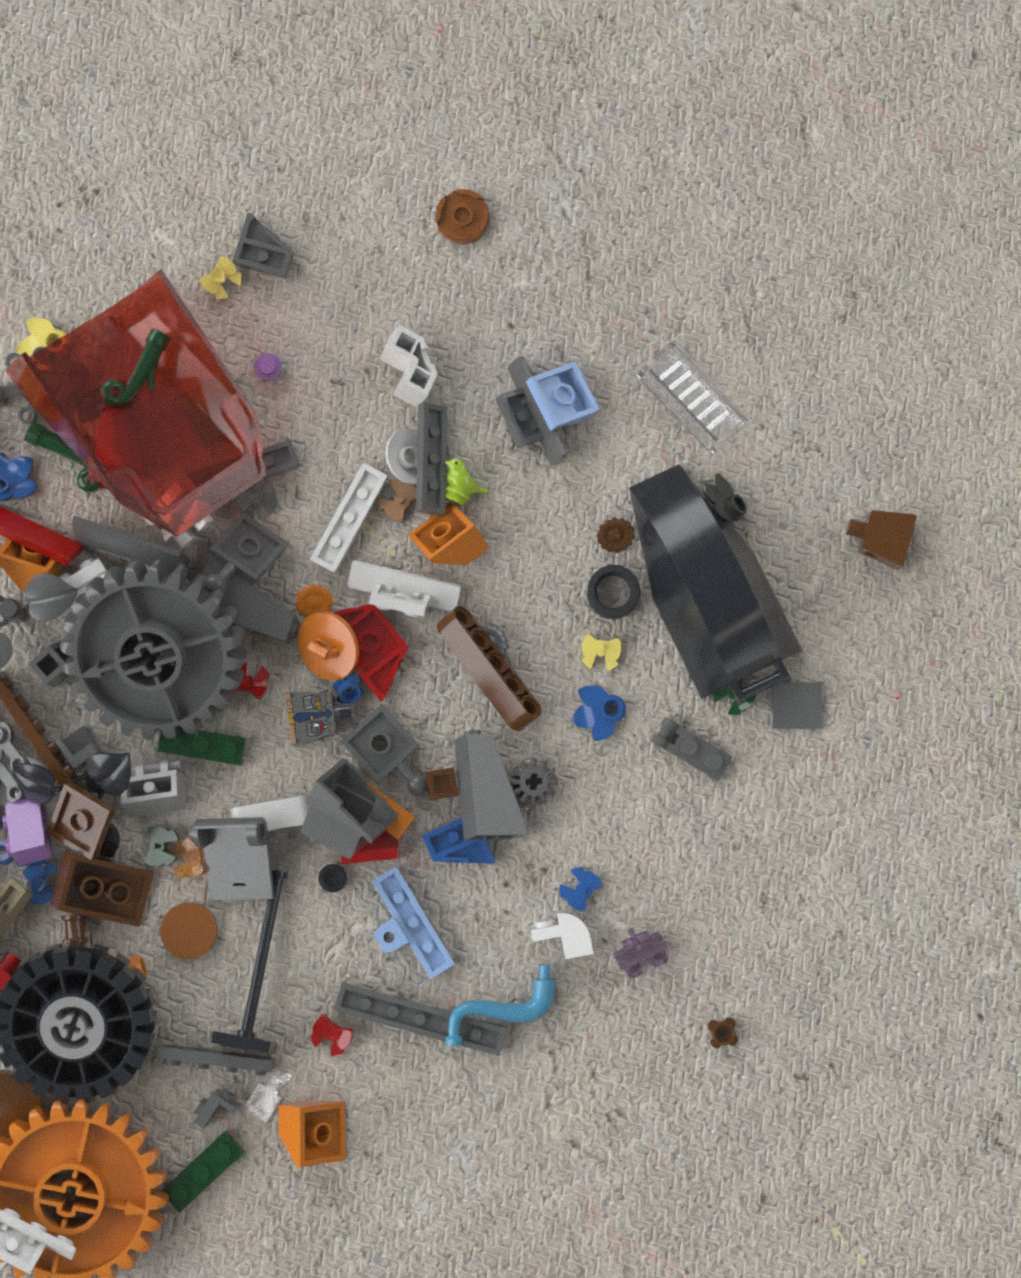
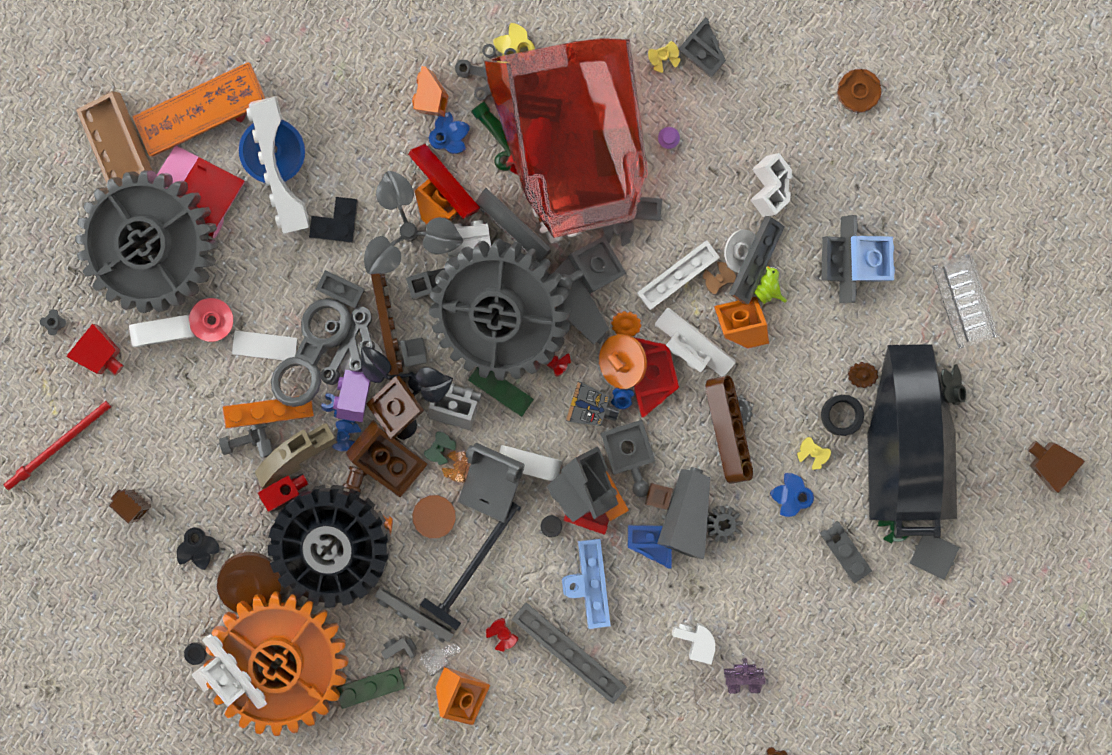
camera: 20 degrees right, 5 degrees up
(145, 370) = (580, 102): dark green plant -> none
(525, 1012) = (650, 683): dark azure animal -> none
(578, 897) = (717, 619): blue piece -> none

